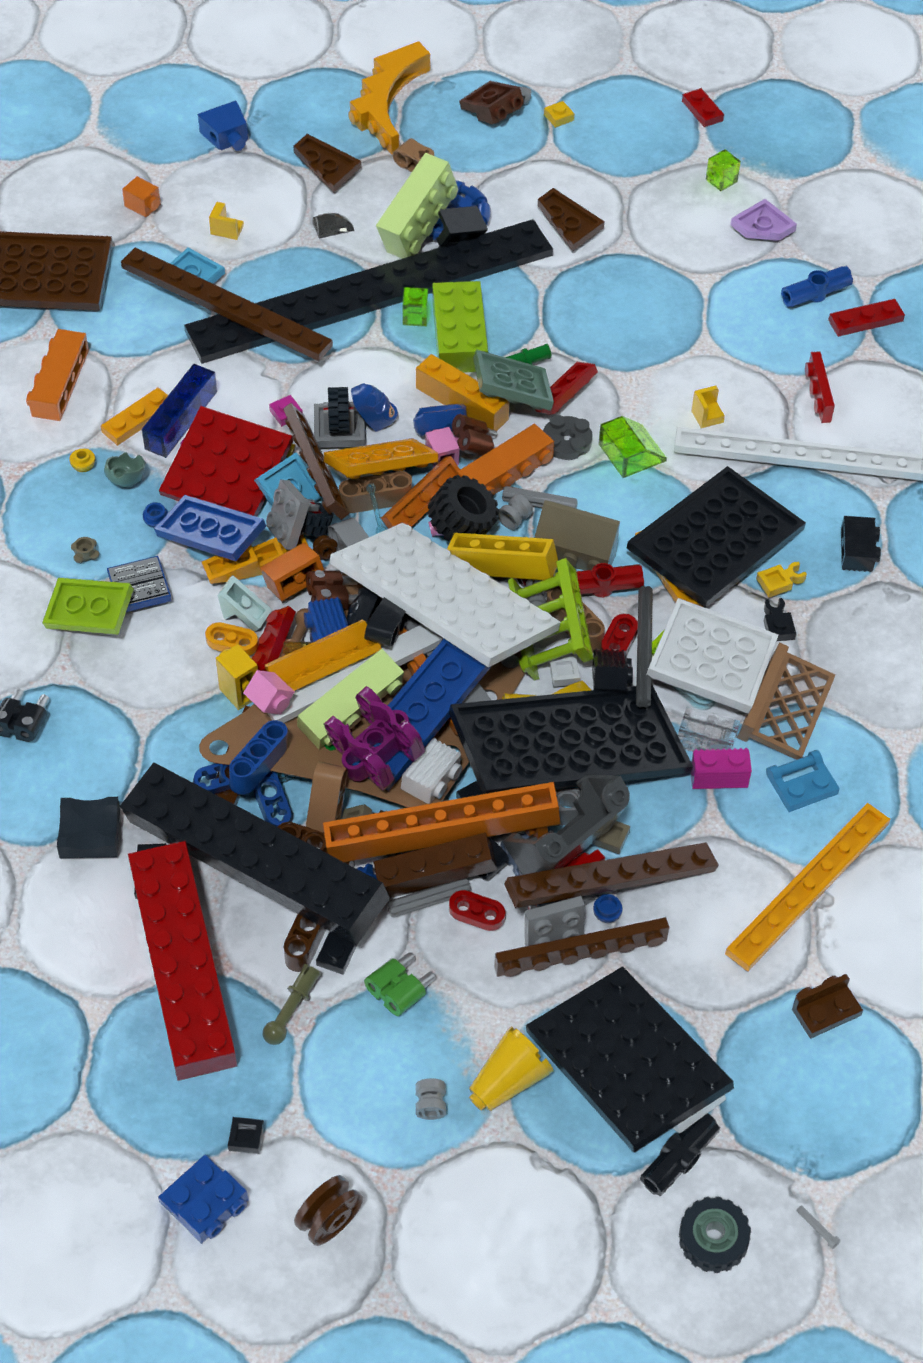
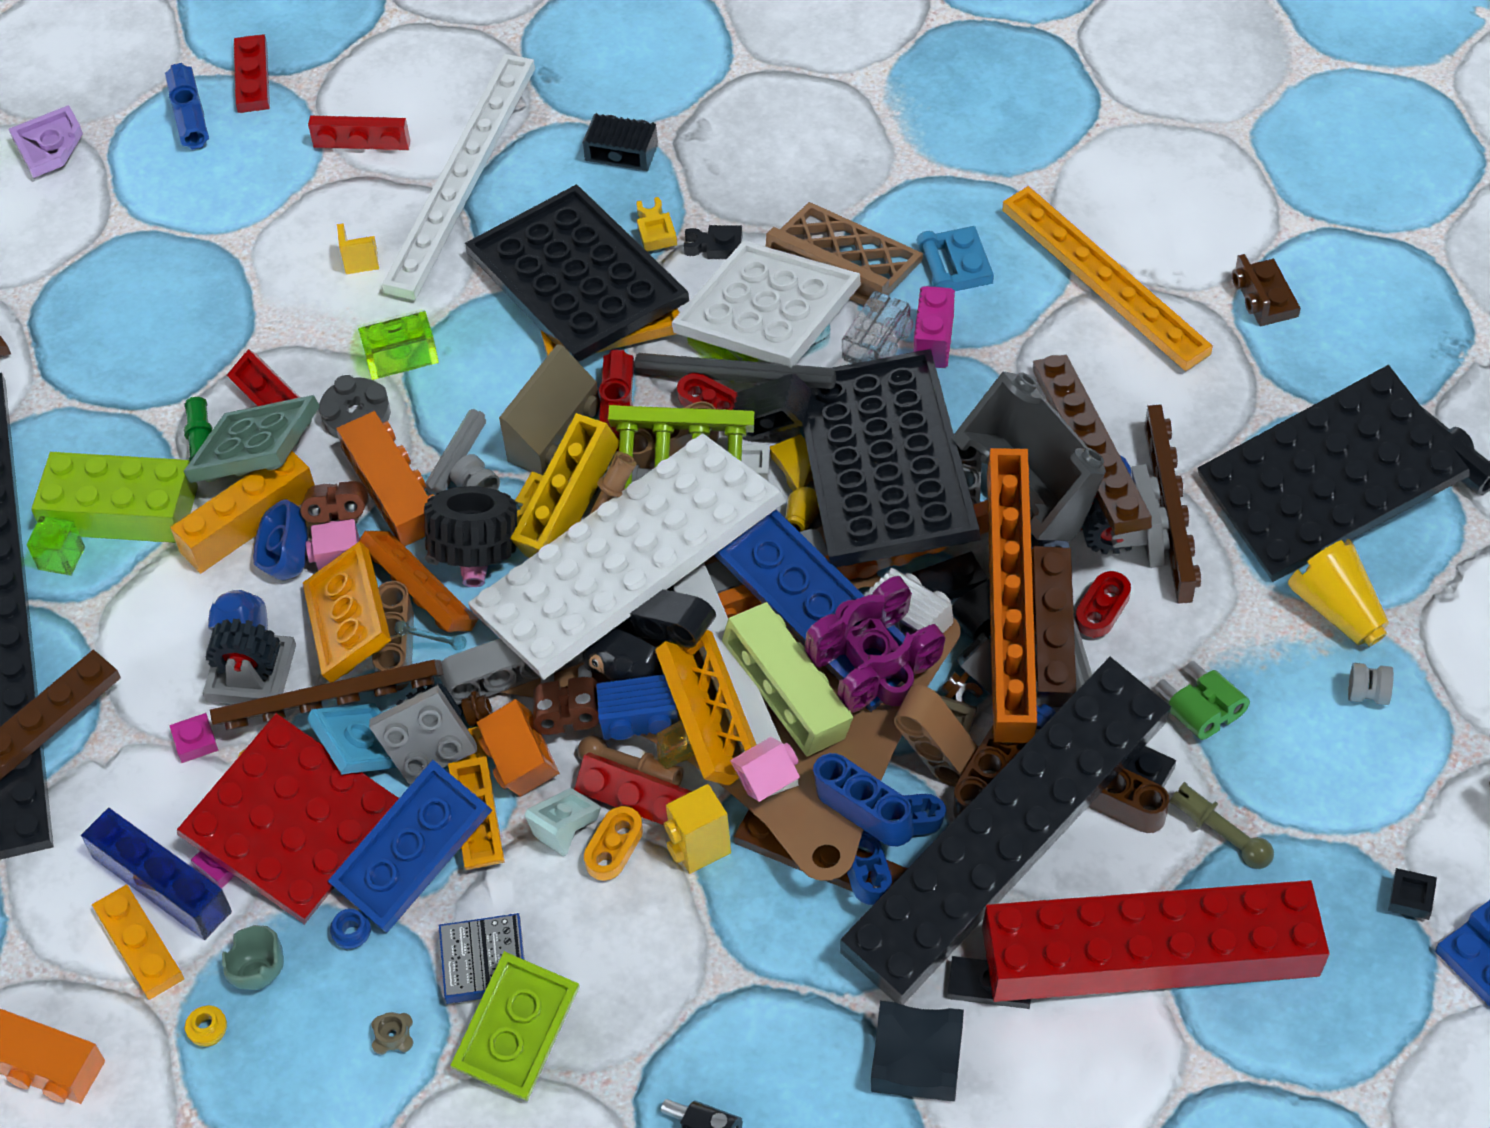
camera: 75 degrees left, 0 degrees up
(510, 577) = (615, 479): none -> medium nougat pin

